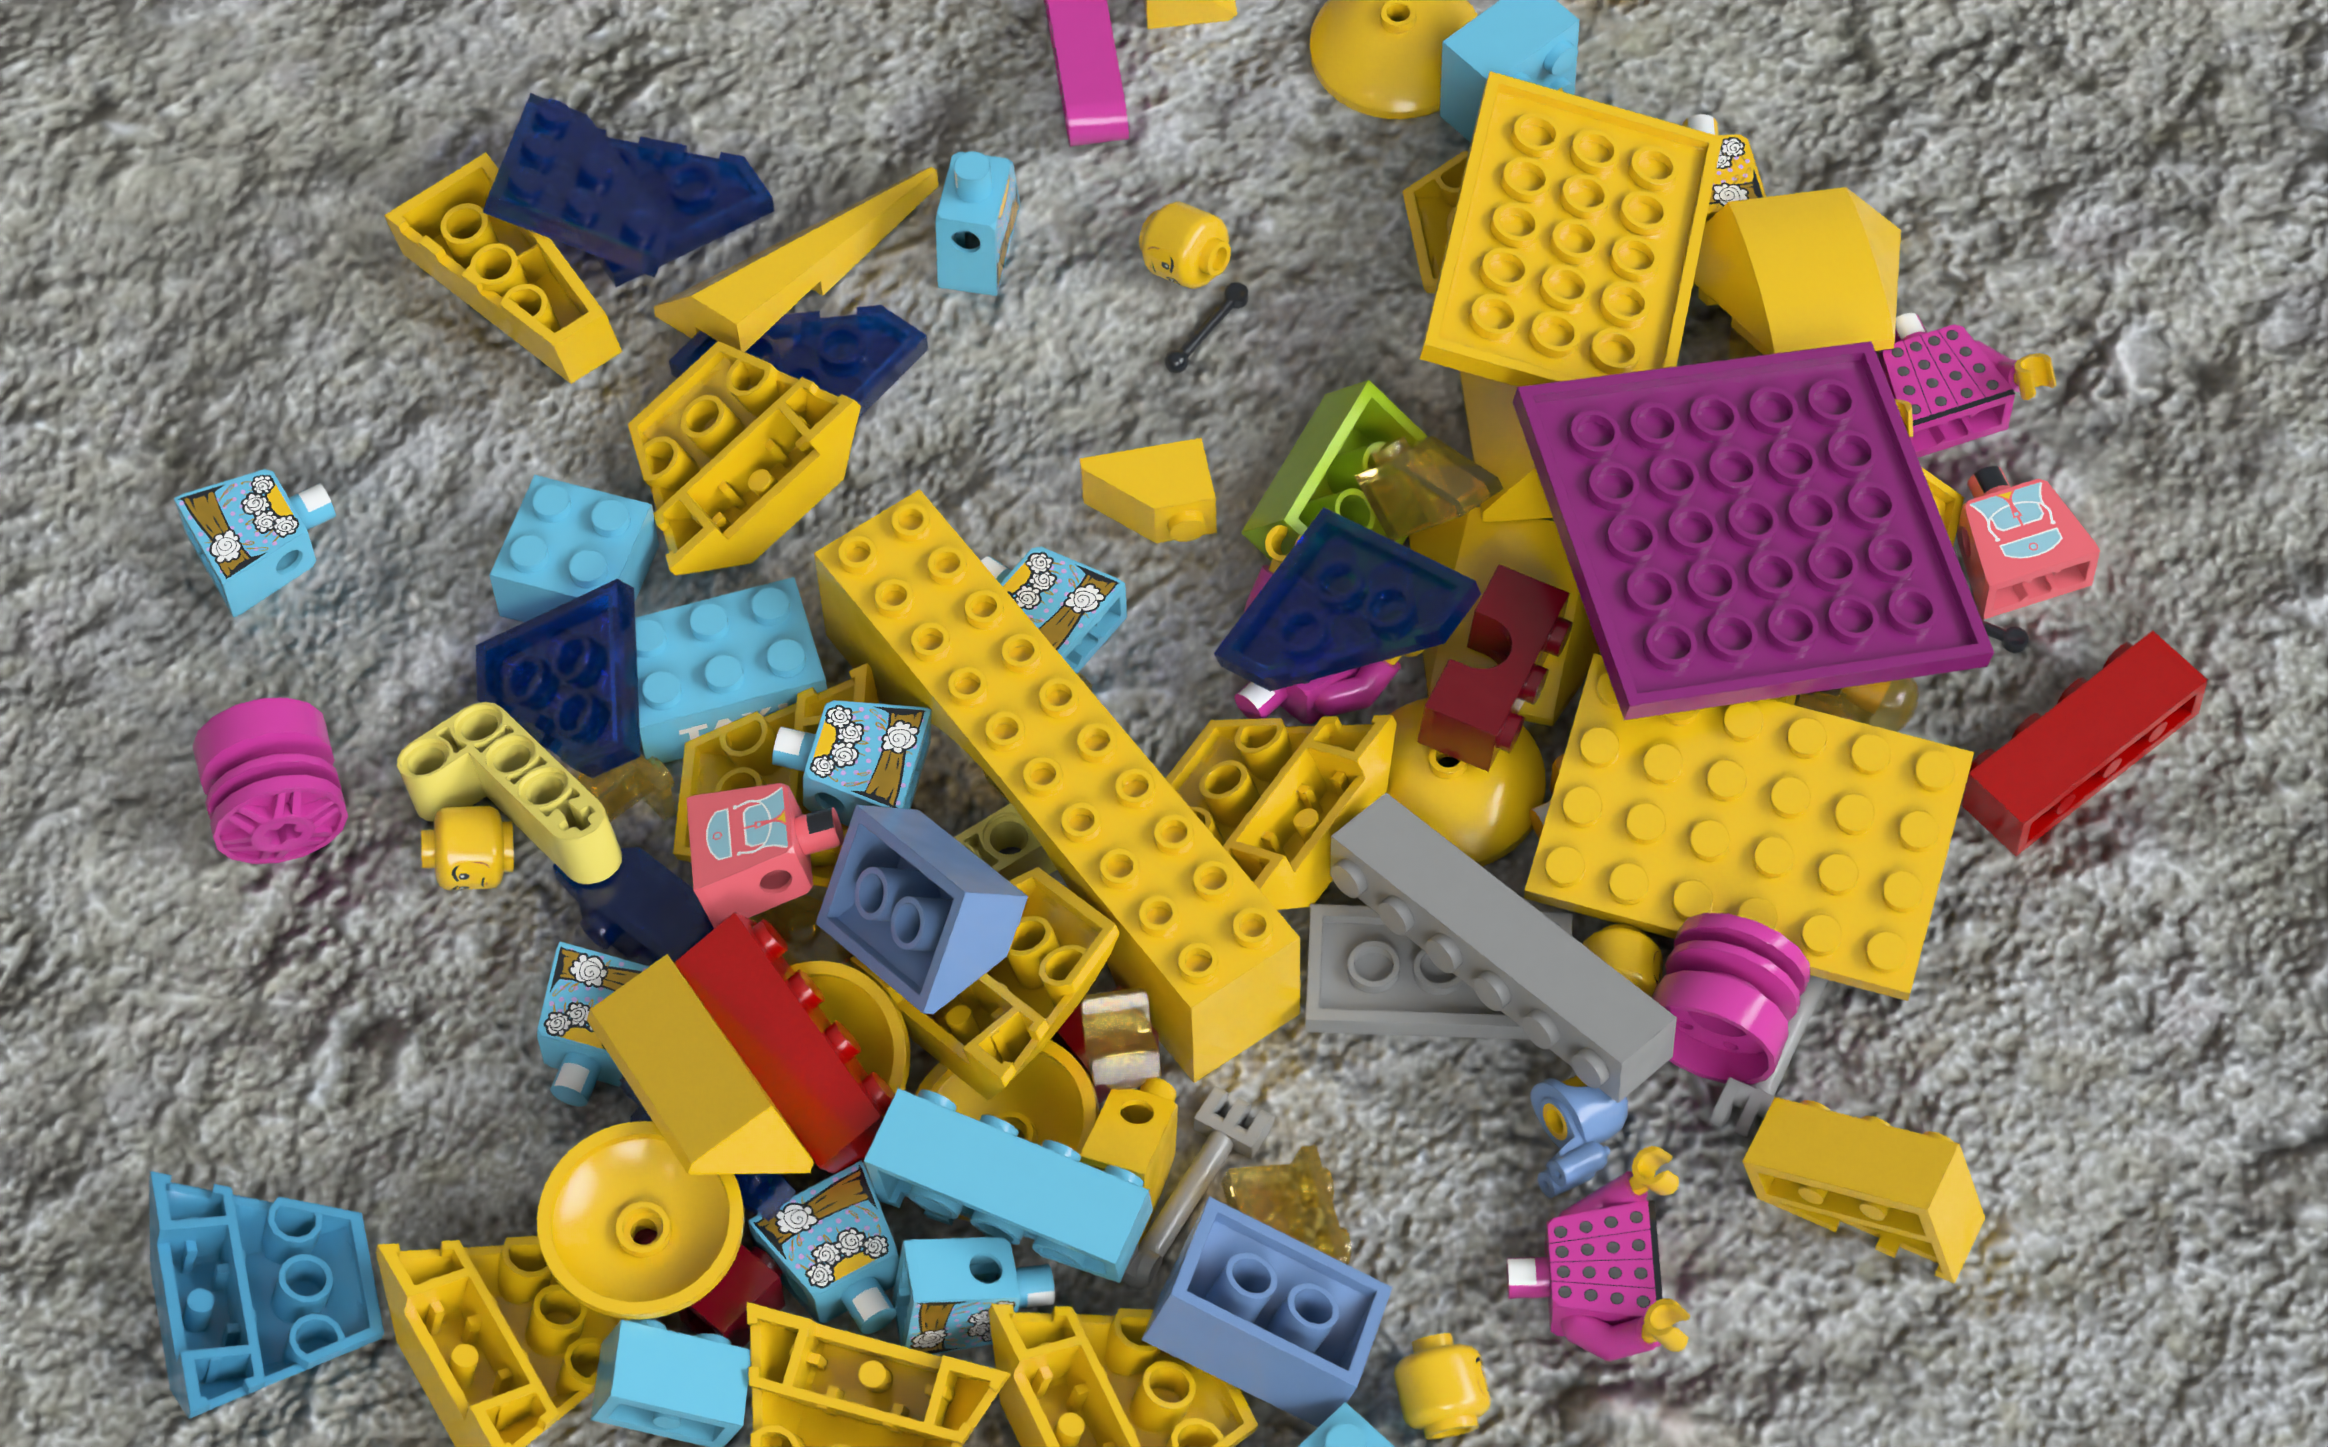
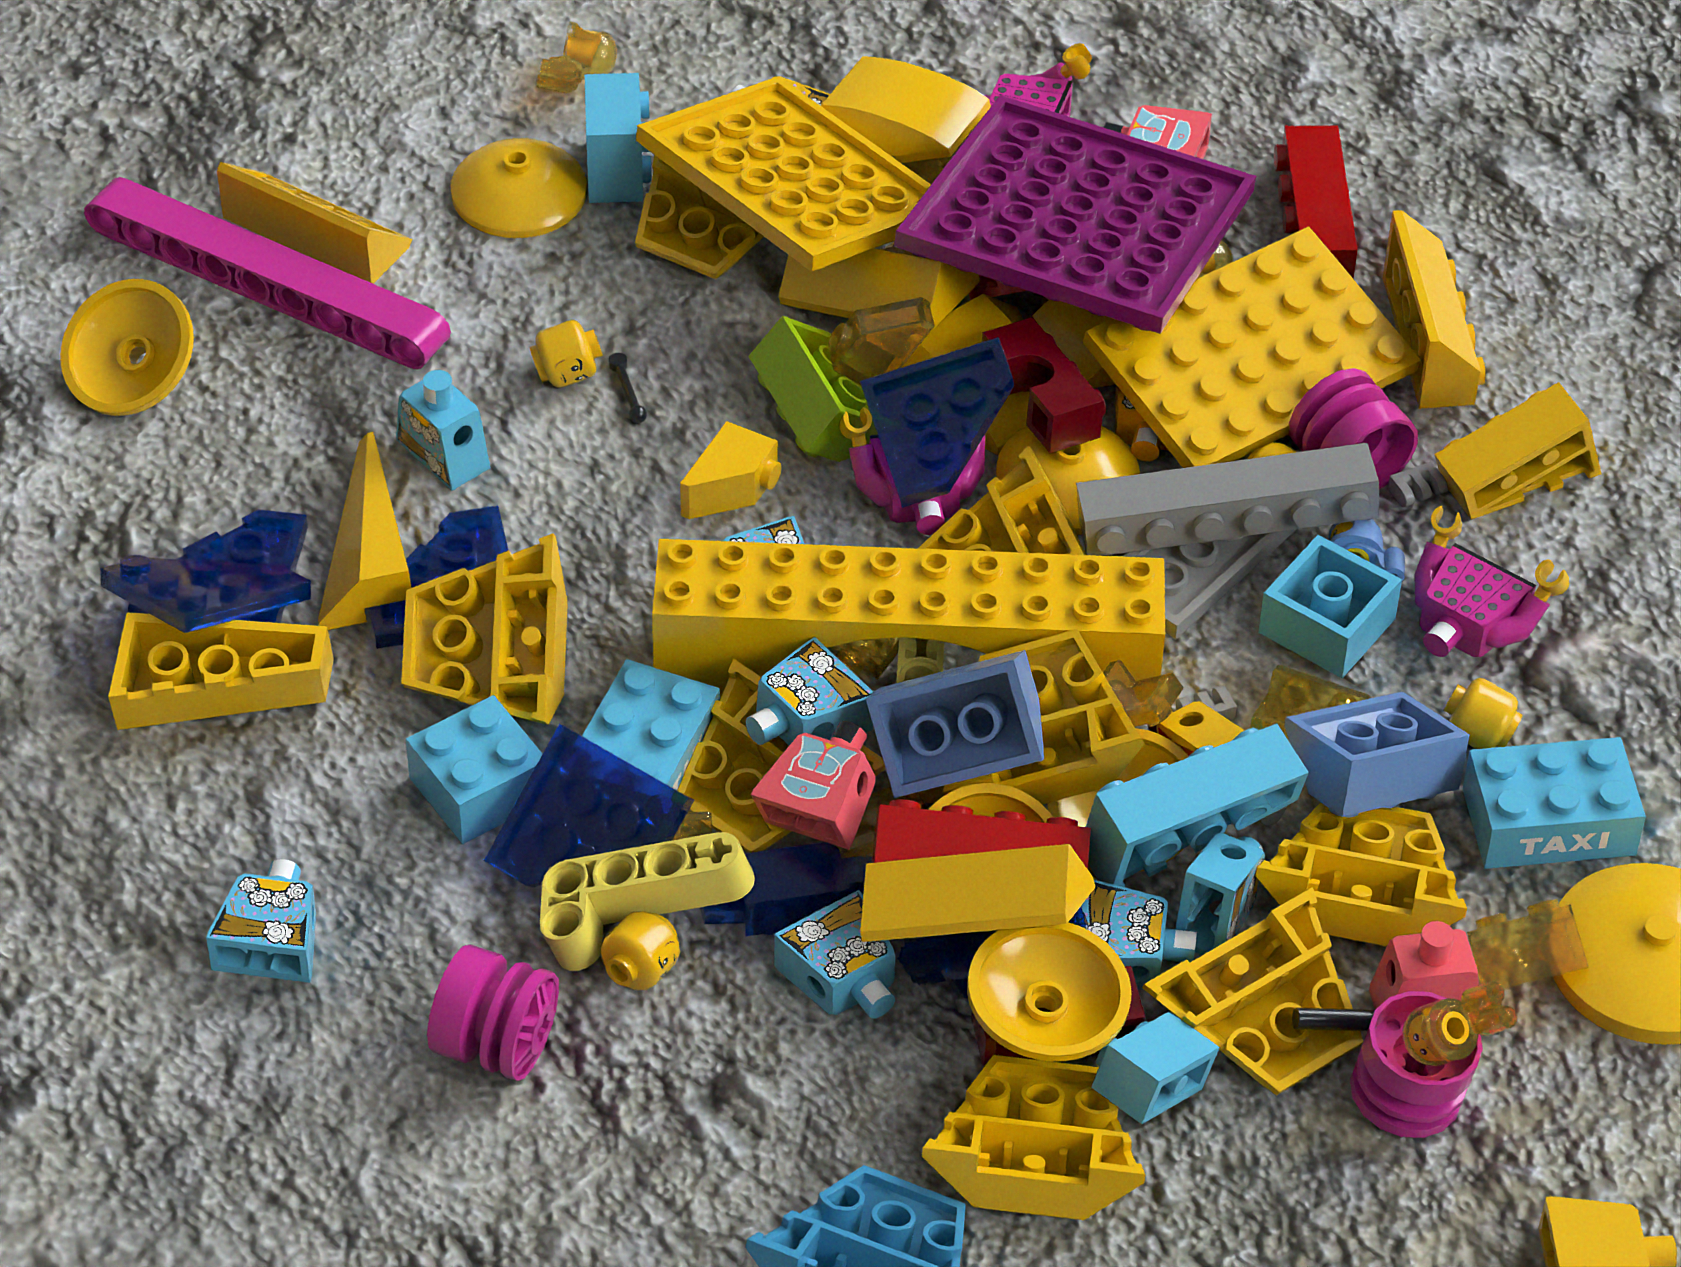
camera: 55 degrees left, 10 degrees down
(1456, 1140) = (1329, 606): none -> medium azure brick
(2002, 957) = (1431, 315): none -> yellow slope

